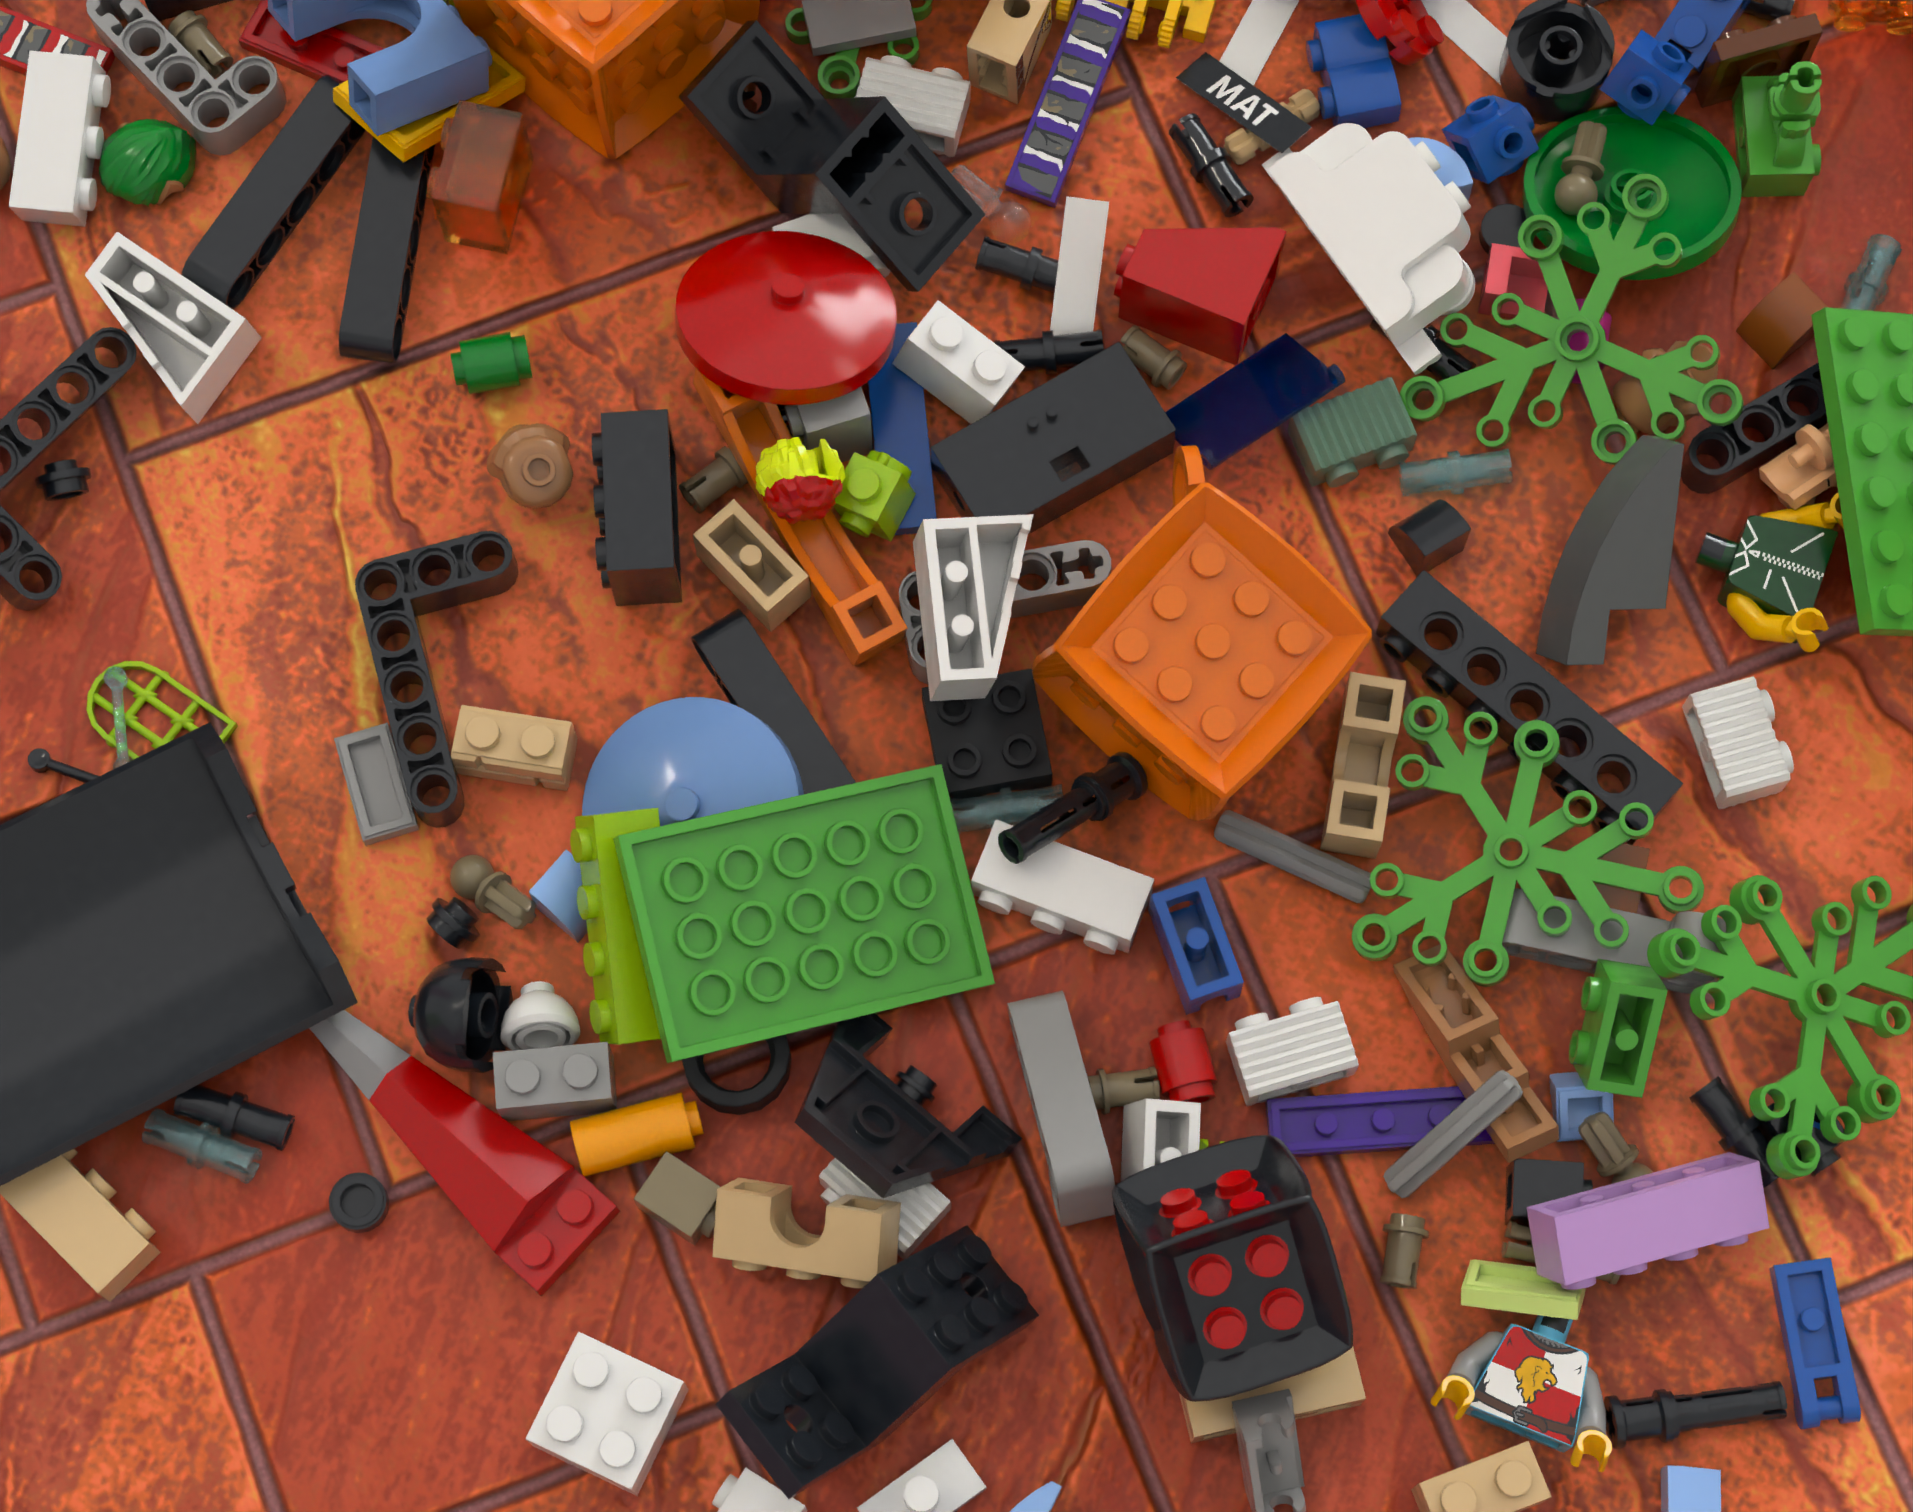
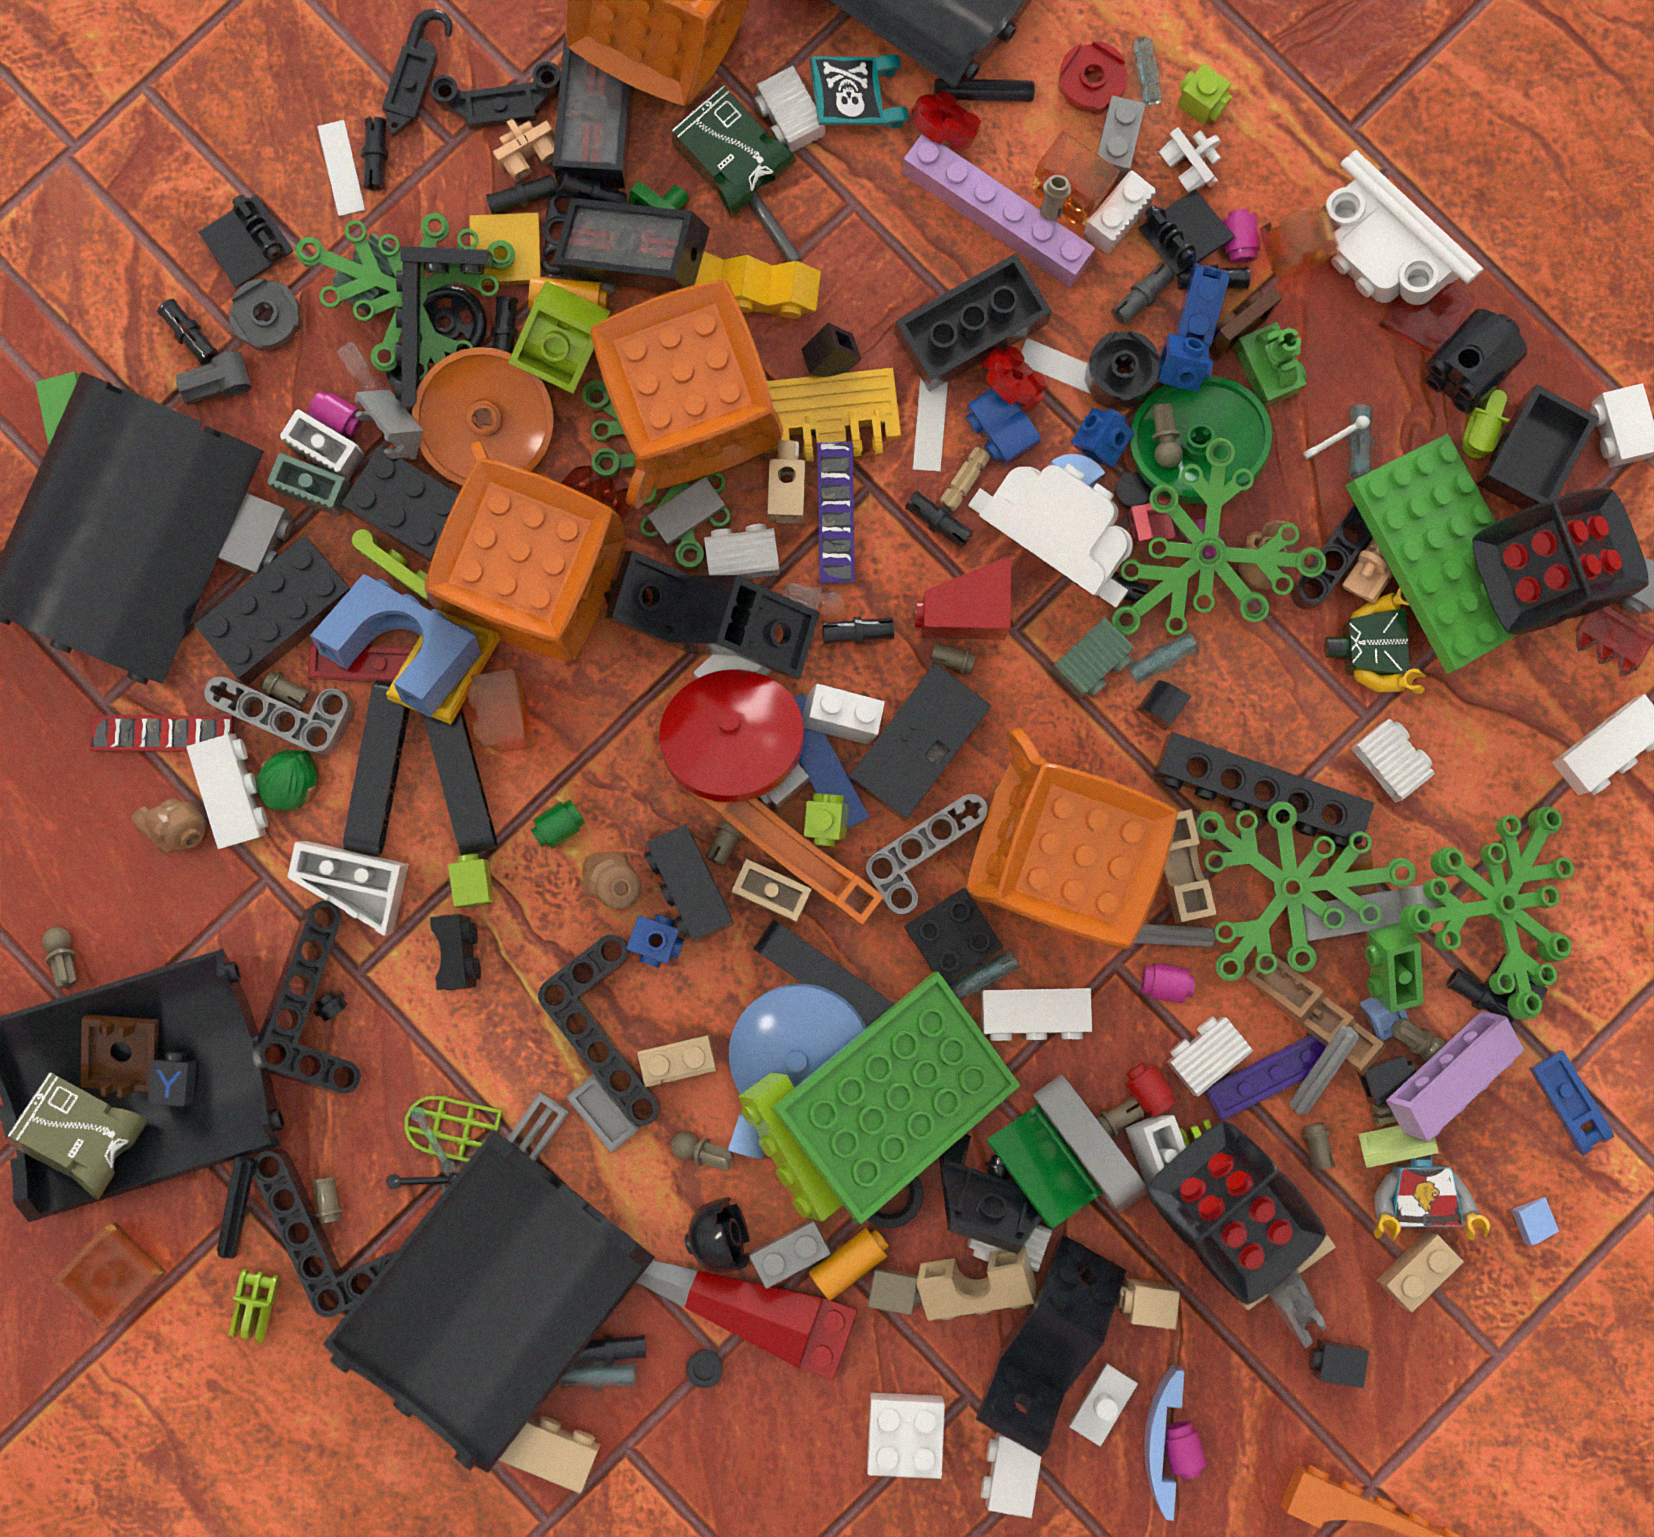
camera: 25 degrees left, 10 degrees up
(270, 472) = (457, 965): none -> black brick
(289, 780) = (551, 1106): none -> light grey tile
(334, 390) = (470, 881): none -> lime brick
(453, 921) = (687, 1180): black plate -> none
(539, 1019) = (764, 1219): white brick -> none
(557, 569) = (642, 938): none -> blue brick
(799, 481) = (784, 834): piece -> none
(966, 597) = (915, 868): white wedge -> none
(979, 1108) = (1044, 1167): none -> green piece
(1049, 1363) = (1149, 1303): none -> tan brick
(1053, 351) = (892, 678): black pin -> none
(1079, 266) = (889, 625): white sticker -> none
(1109, 791) = (1032, 953): black pin -> none
(1195, 945) = (1130, 1017): blue brick -> none
(1244, 102) = (942, 471): black sticker -> none
(1252, 399) = (1025, 663): clear blue piece -> none
(1272, 924) = (1167, 982): none -> dark pink brick
(1615, 553) = (1281, 677): dark grey slope -> none
(1669, 1414) = (1506, 1179): black pin -> none
(1781, 320) = (1320, 482): dark orange brick -> none
(1876, 257) = (1361, 423): none -> white hinge

